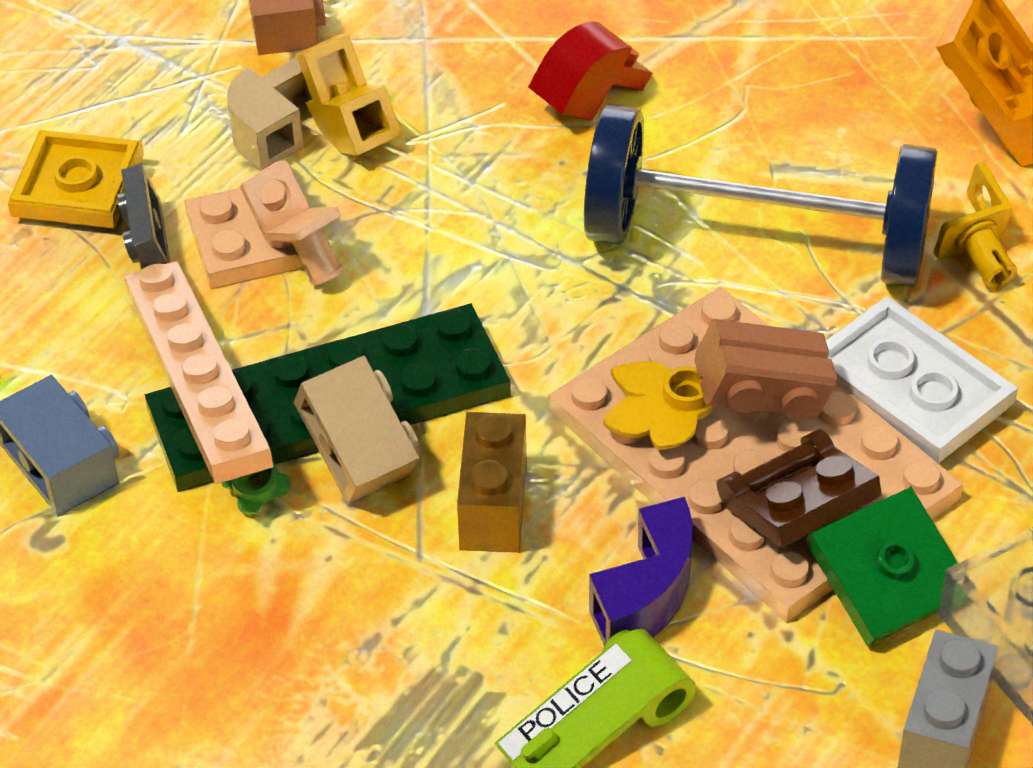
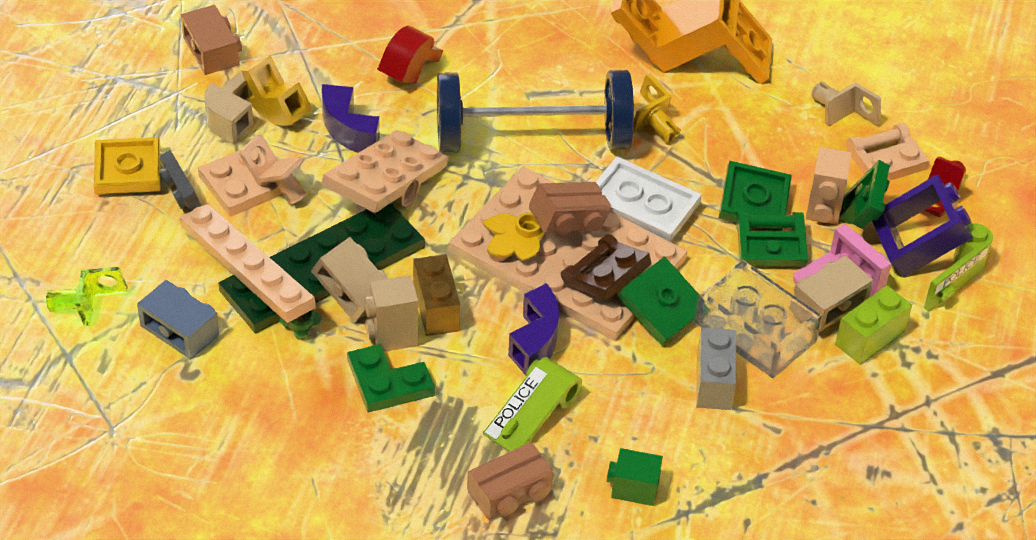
camera: 20 degrees left, 0 degrees up
(361, 629) = (384, 386): none -> green plate
(399, 501) = (392, 313): none -> tan brick
(453, 178) = (348, 129): none -> dark purple brick
(480, 258) = (386, 172): none -> light nougat plate

